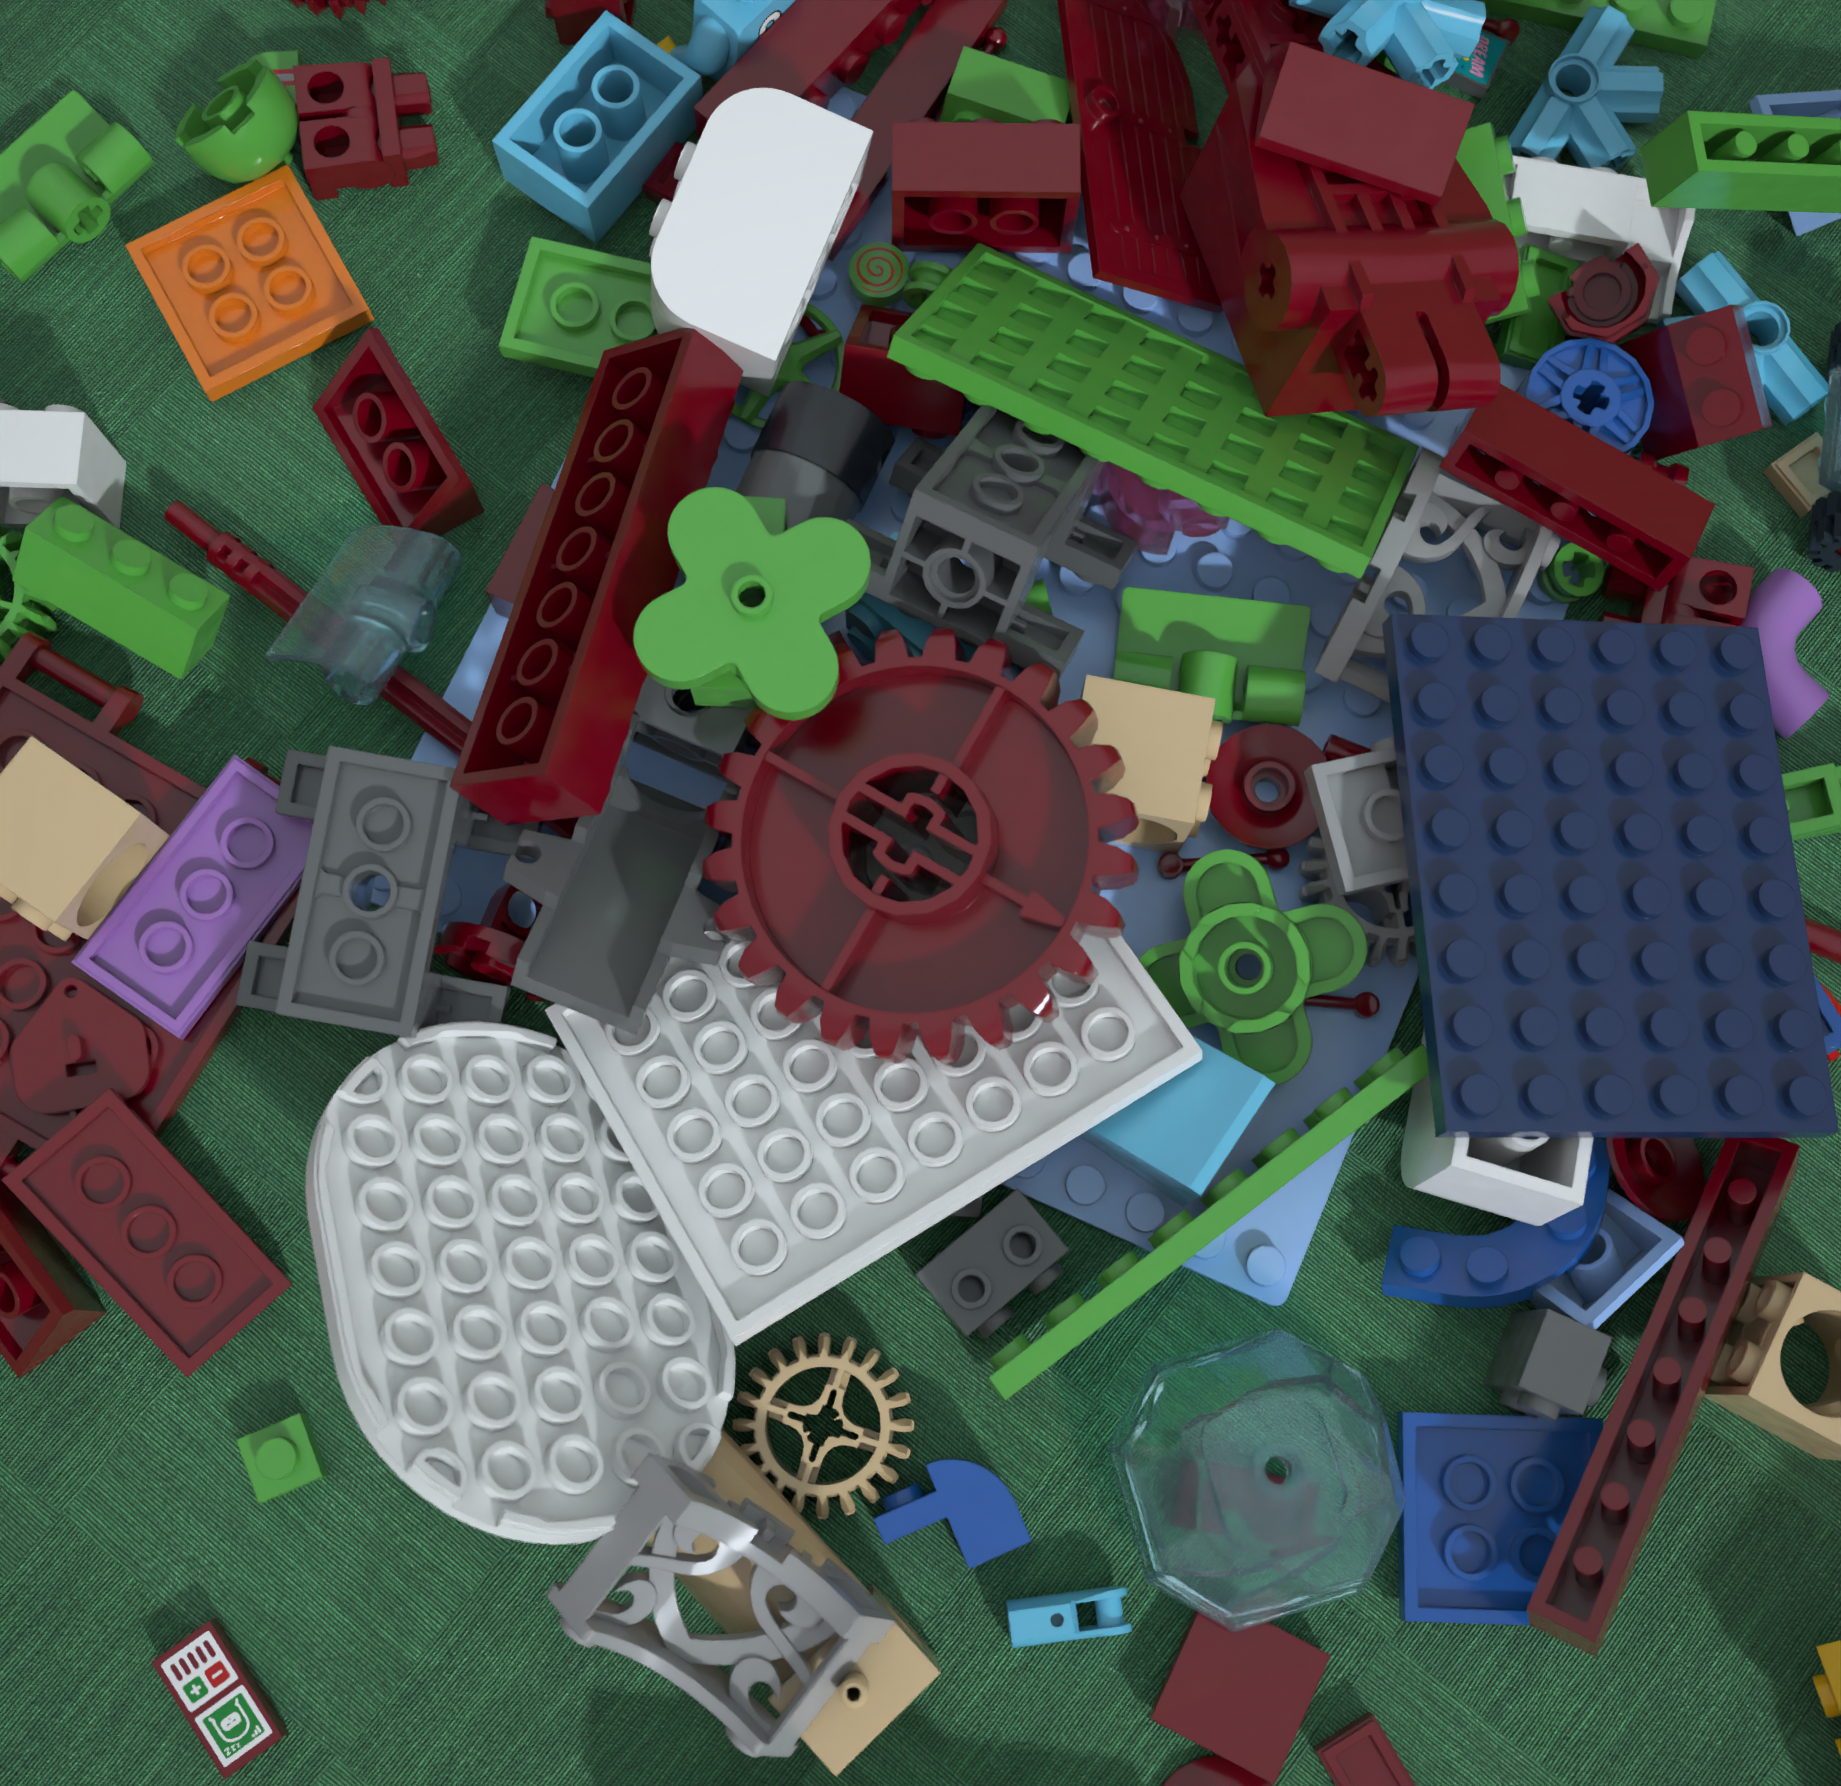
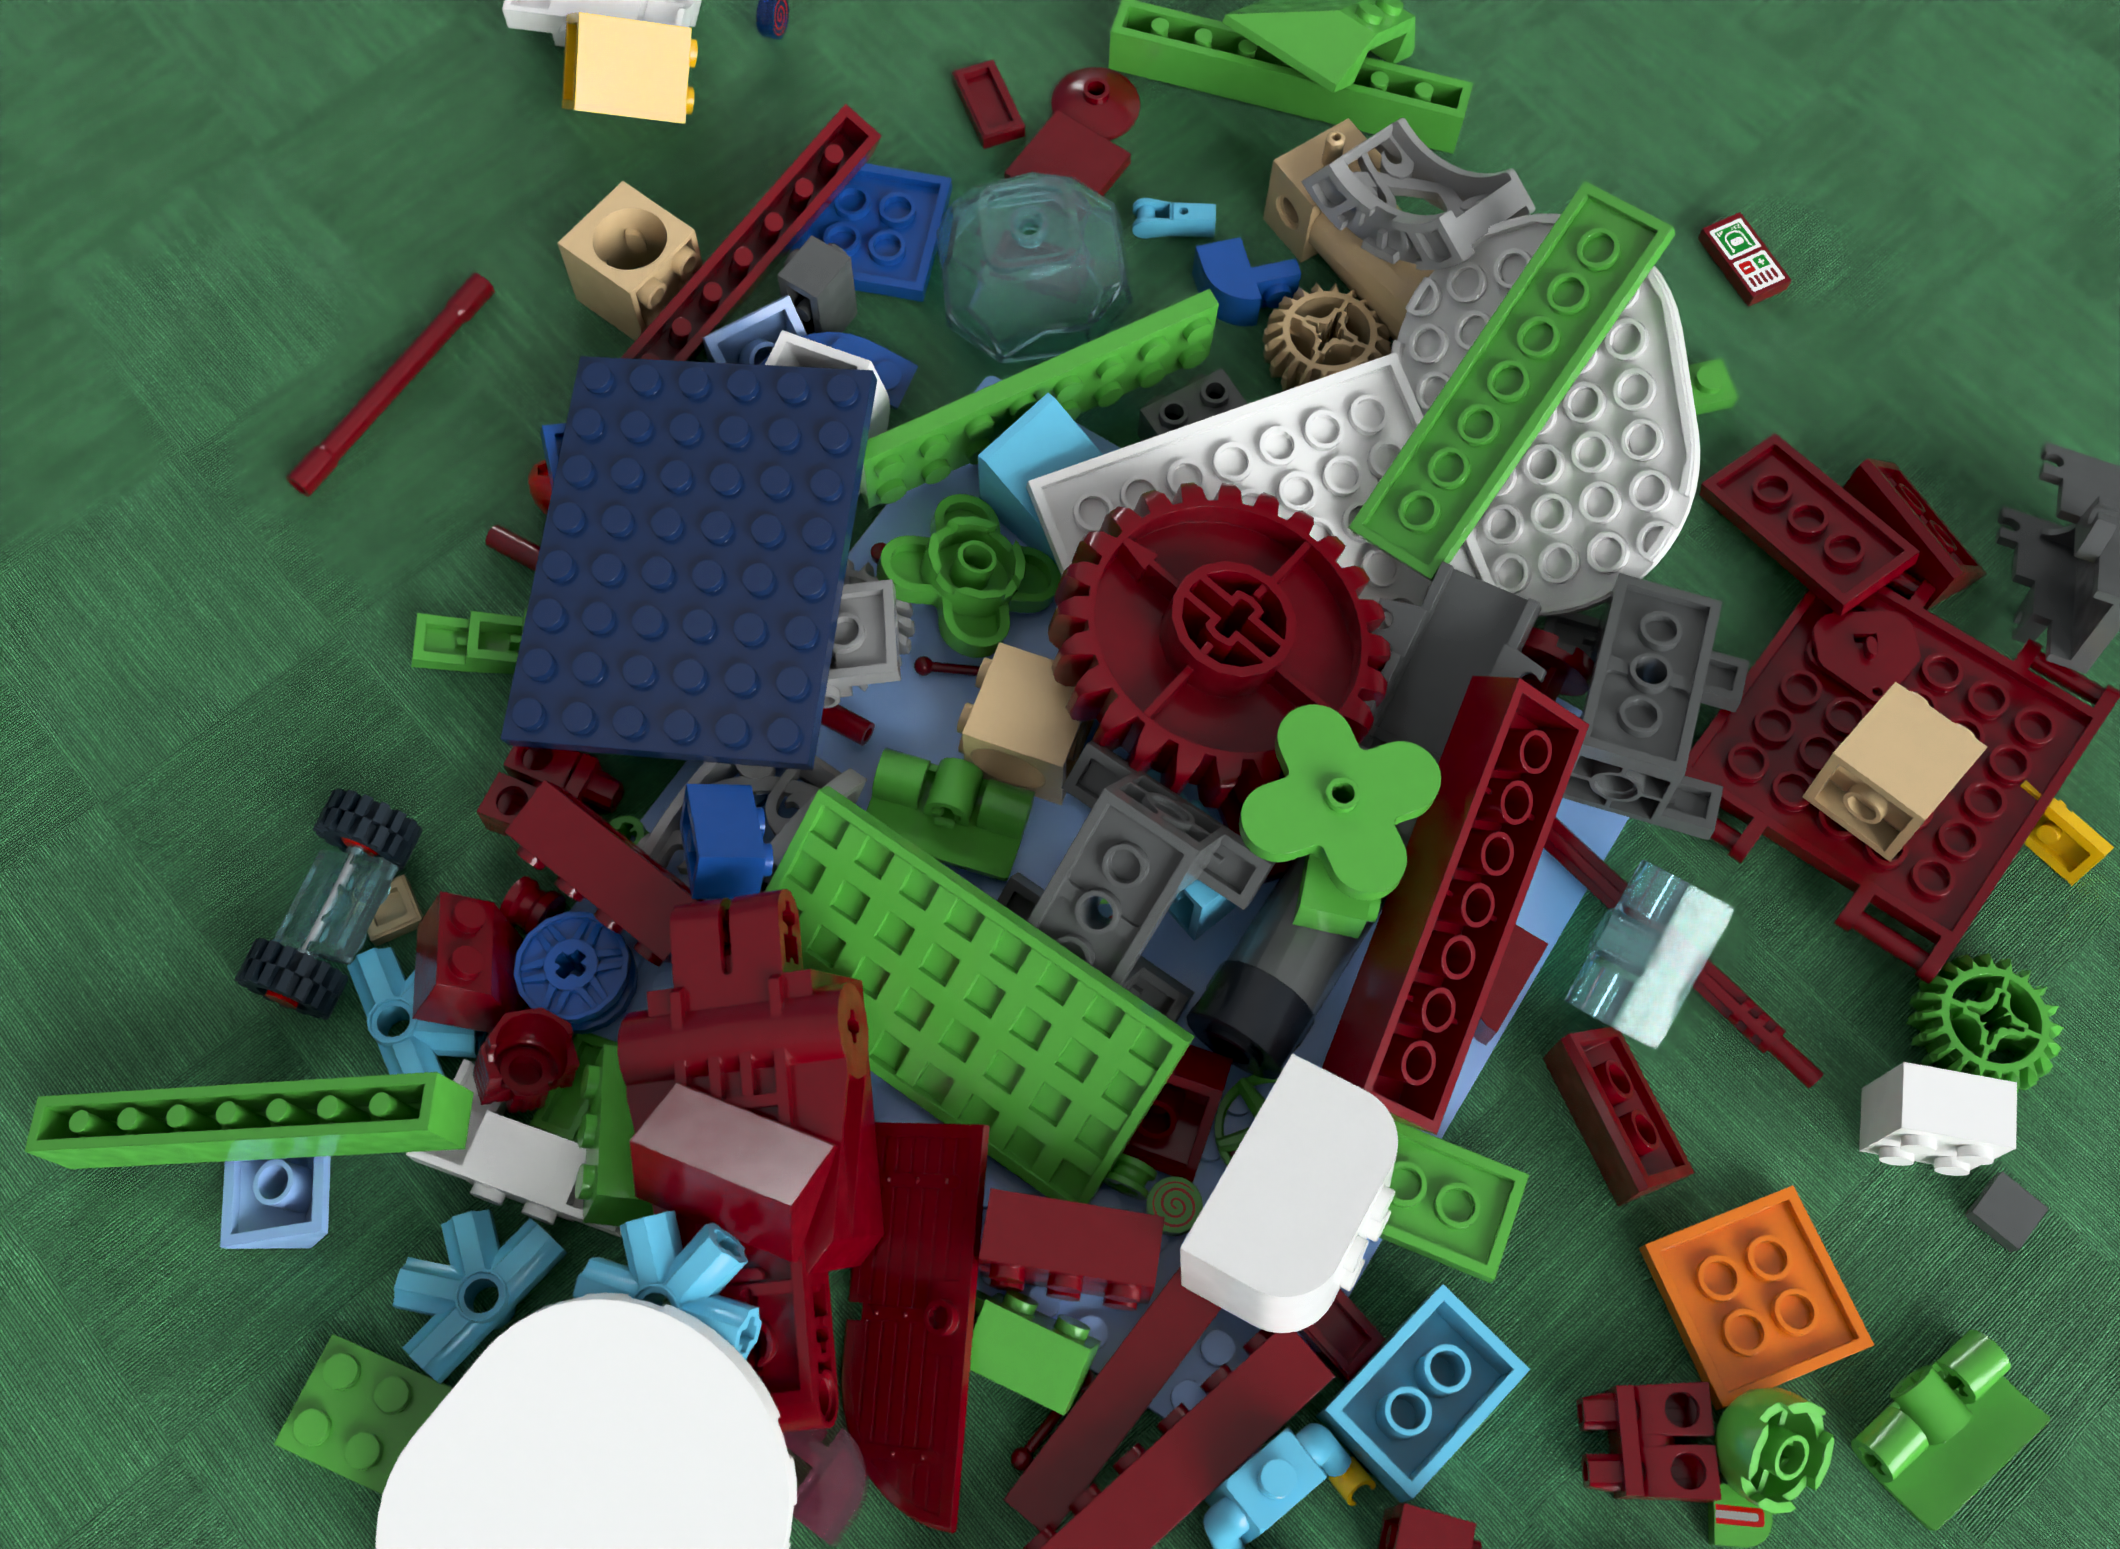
camera: 170 degrees left, 10 degrees down
(120, 586) = (1857, 999): bright green brick -> none
(201, 901) = (1776, 746): medium lavender tile -> none
(559, 1273) = (1512, 379): none -> bright green plate
(1264, 755) = (925, 688): dark red dish -> none
(1463, 517) = (724, 841): none -> blue brick
(1780, 611) = (479, 722): medium lavender cylinder -> none

